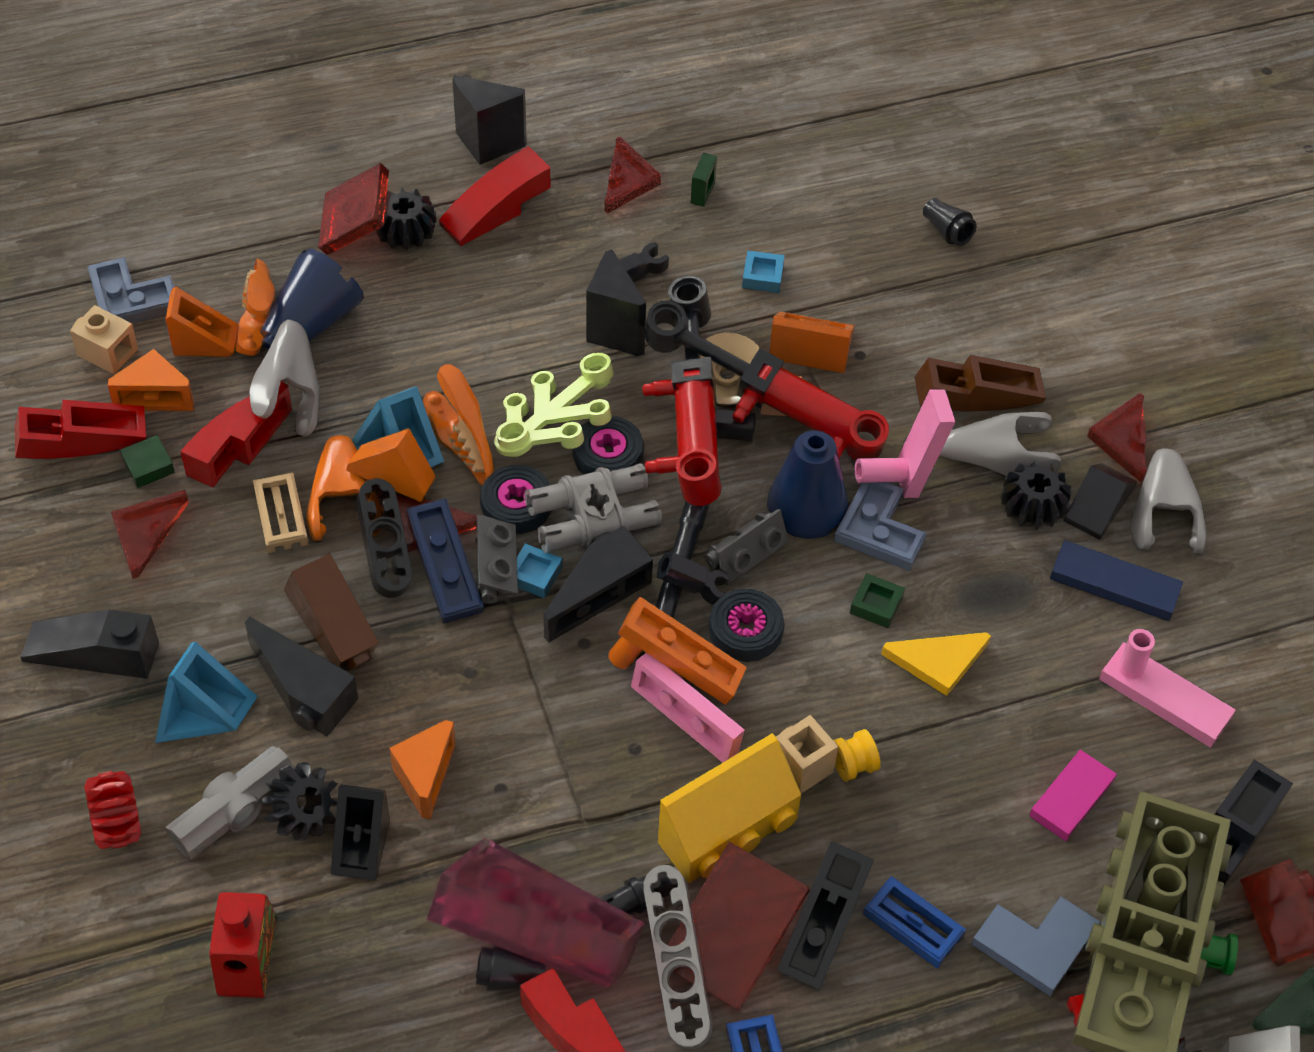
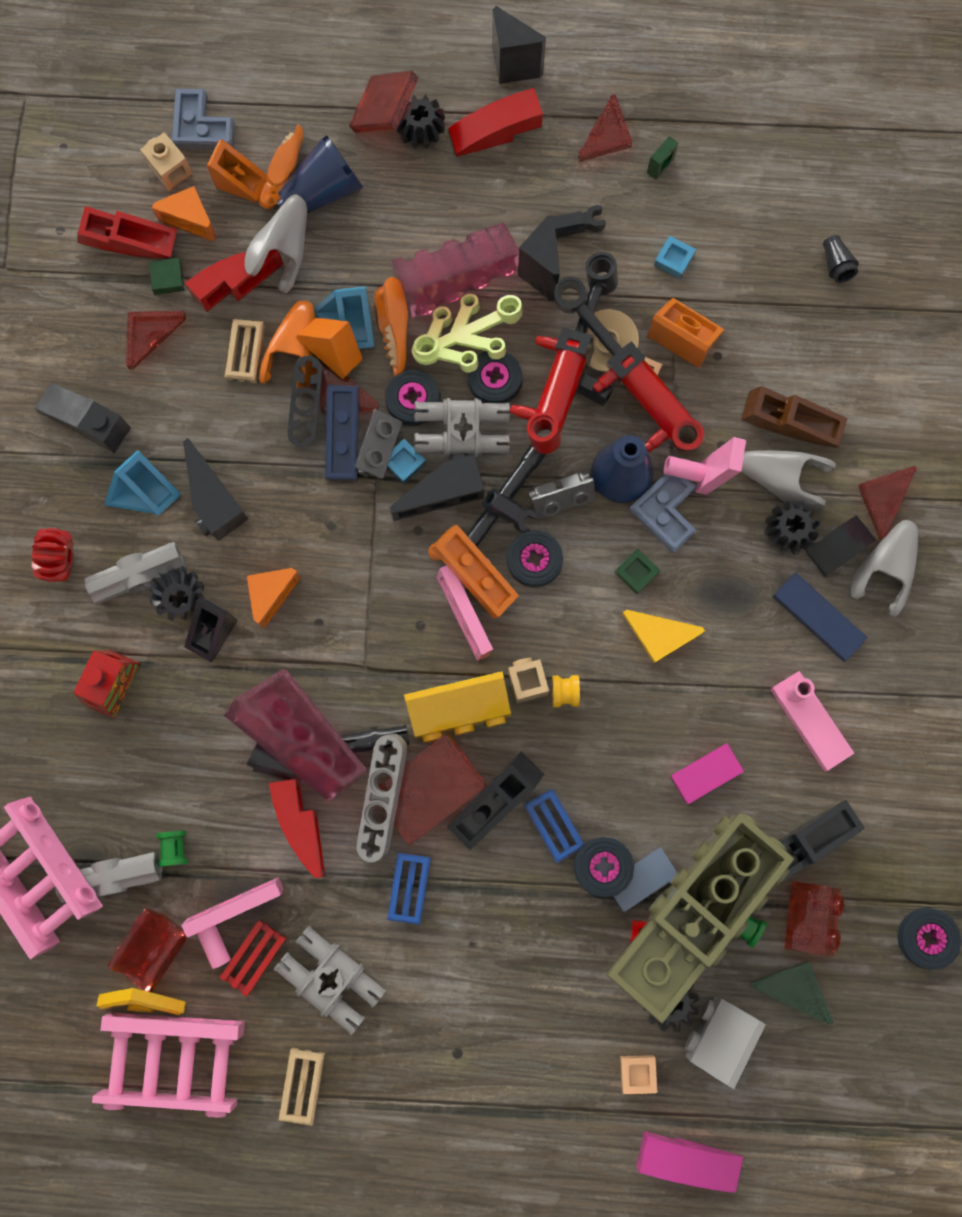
camera: 25 degrees right, 25 degrees up
(331, 612) = (246, 453): reddish brown slope -> none
(515, 344) = (456, 268): none -> clear pink wedge
(1009, 919) = (616, 879): none -> black bush

